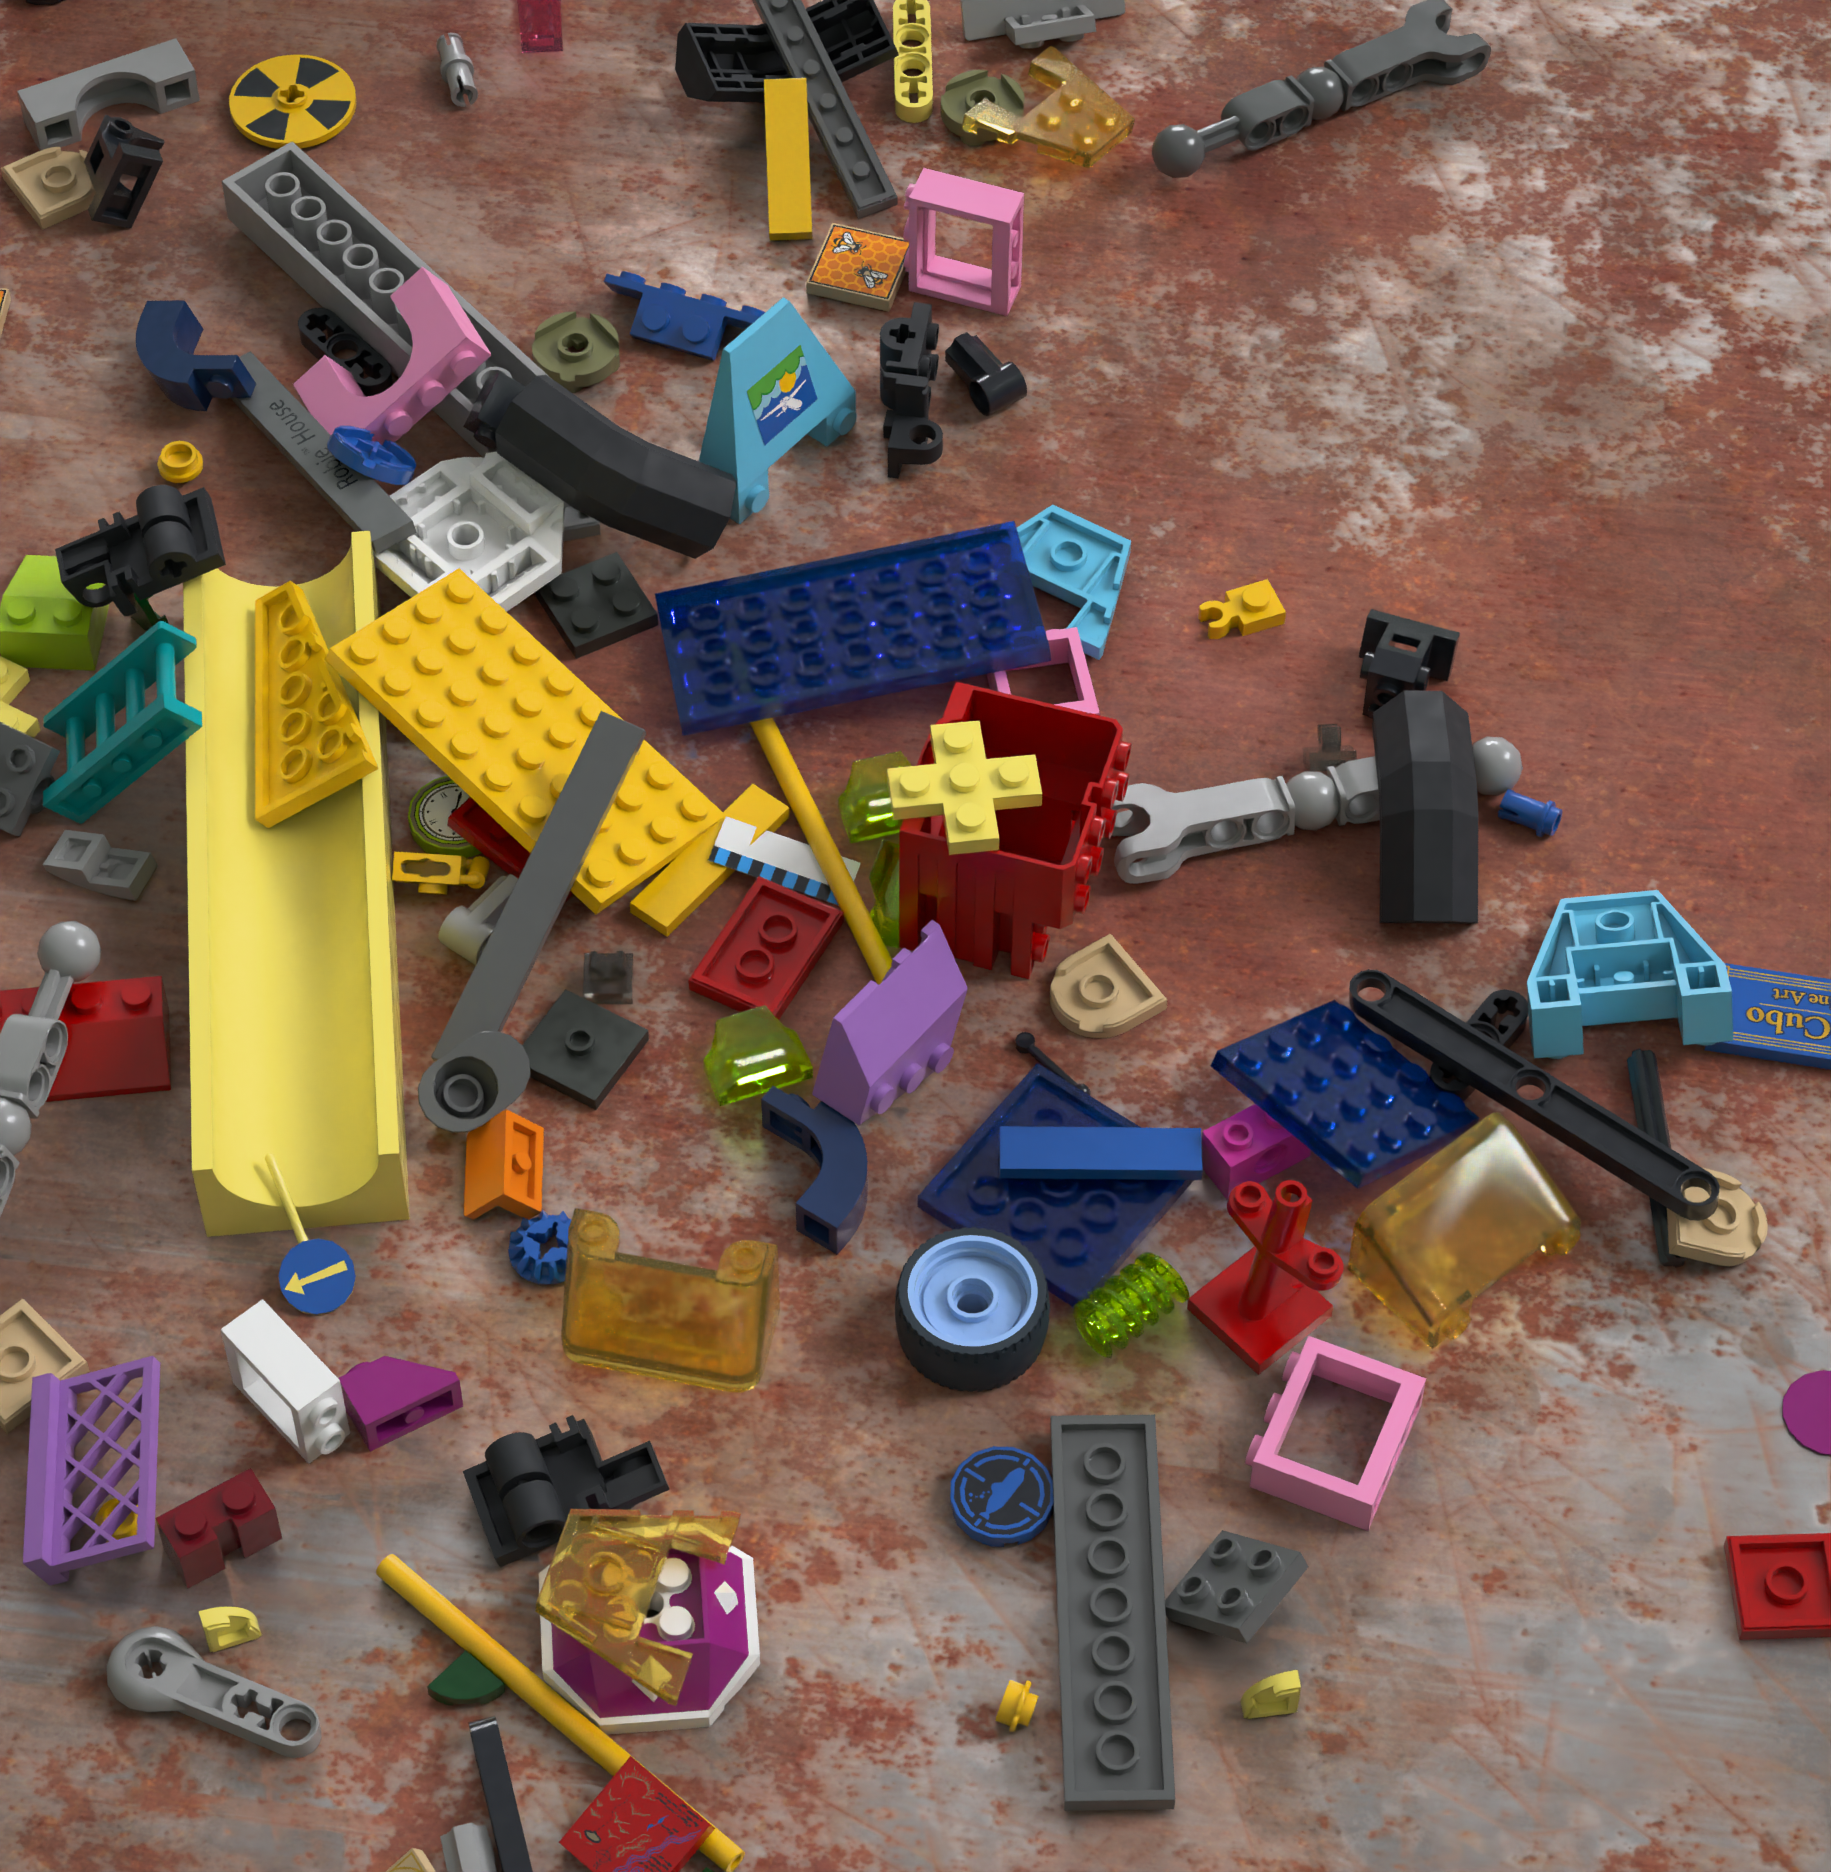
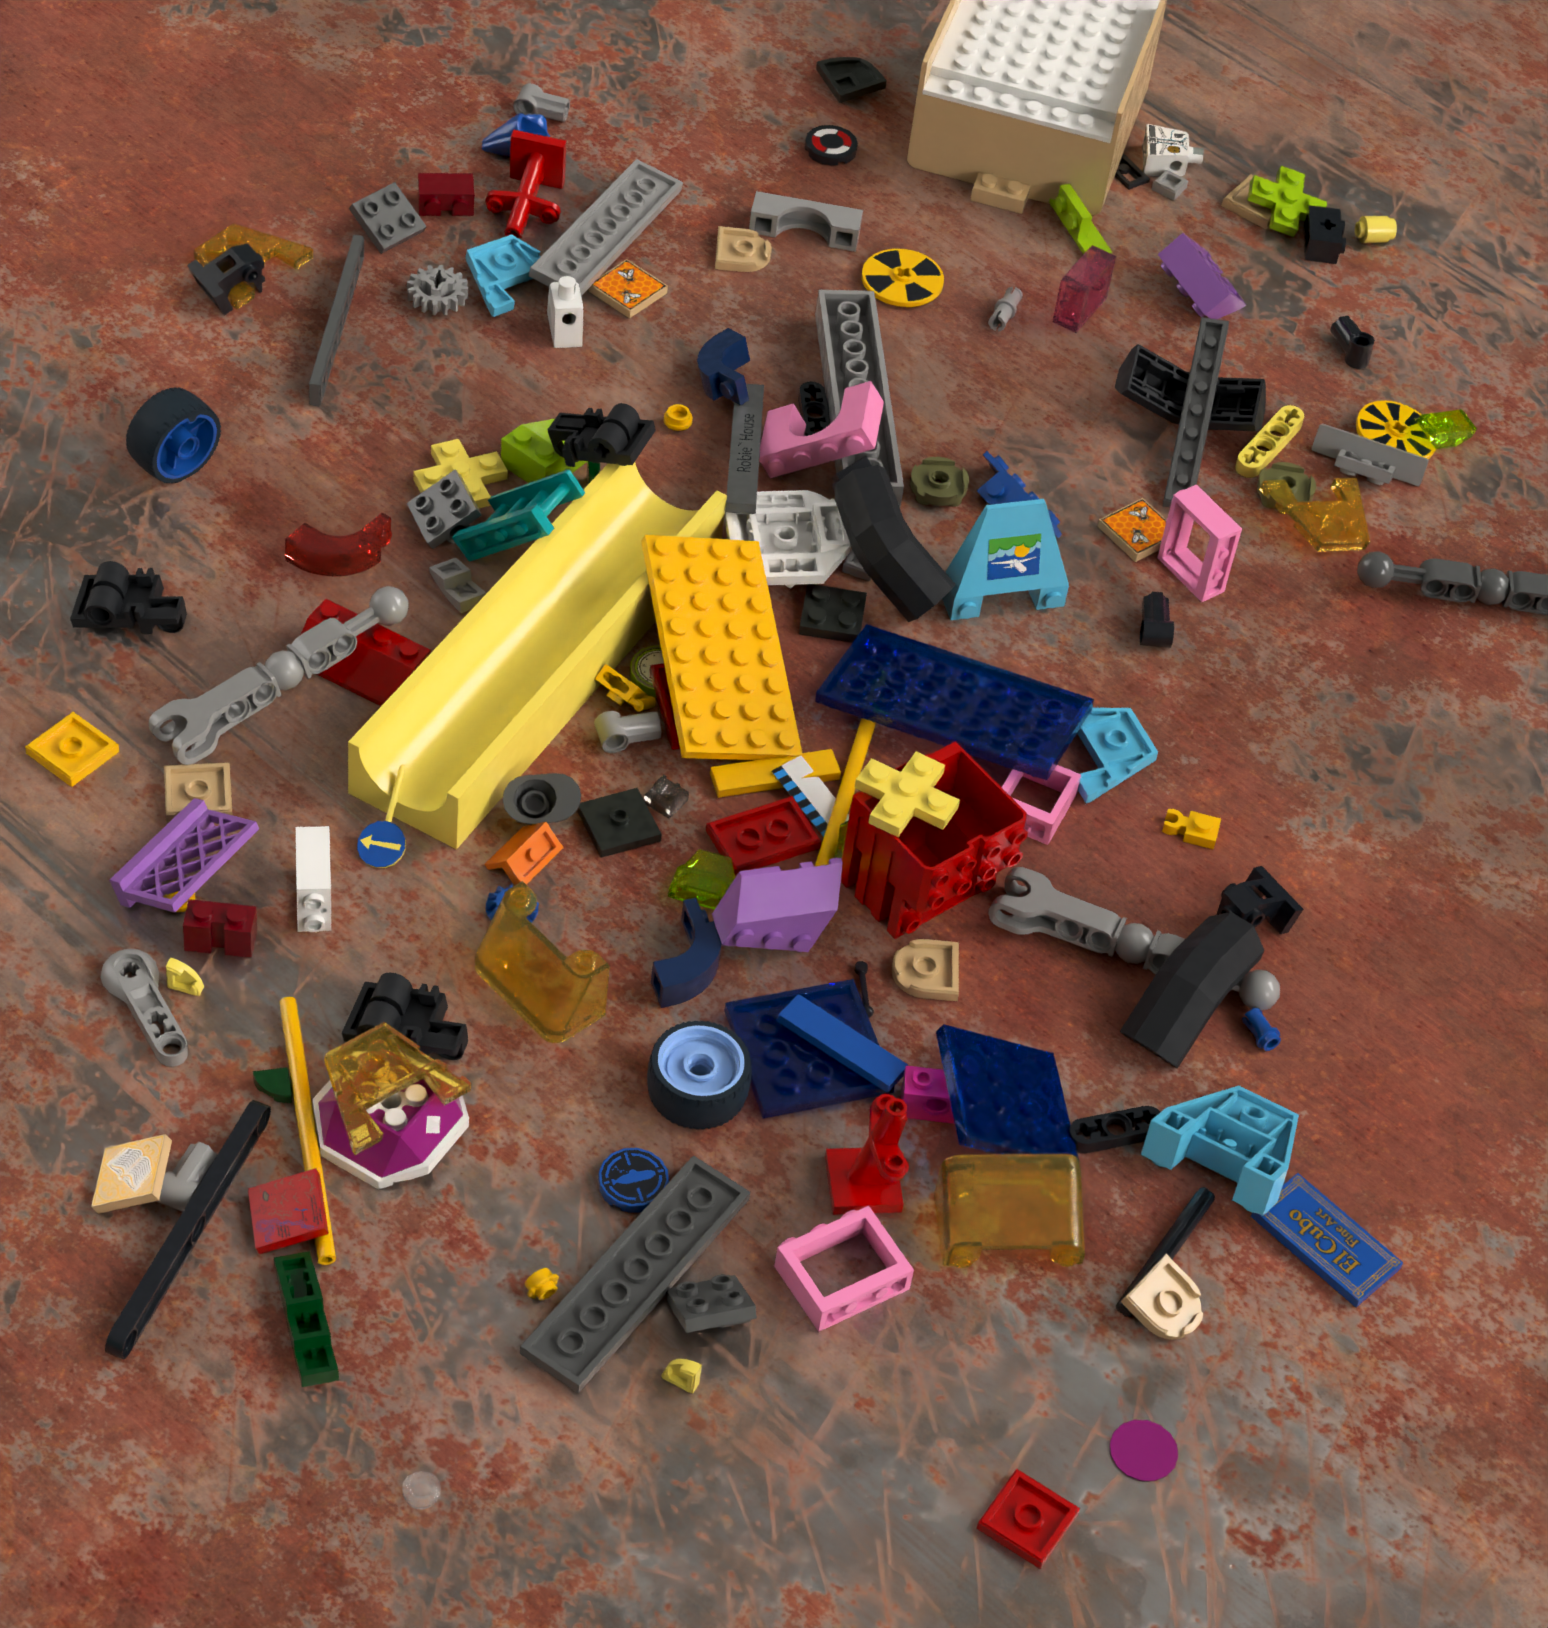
camera: 30 degrees right, 5 degrees down
(118, 151) = (779, 247): black tile -> none
(303, 717) = (614, 568): yellow wing -> none
(381, 462) = (768, 464): blue tile -> none
(397, 1397) = (365, 926): magenta slope -> none
(544, 881) = (666, 719): dark grey tile -> none
(788, 159) = (1143, 450): yellow tile -> none
(904, 388) = (1104, 597): black plate -> none
(1127, 1301) = (790, 1127): clear neon green piece -> none
(1329, 750) = (1170, 923): clear smoke tile -> none
(1559, 1112) = (1123, 1186): black beam -> none

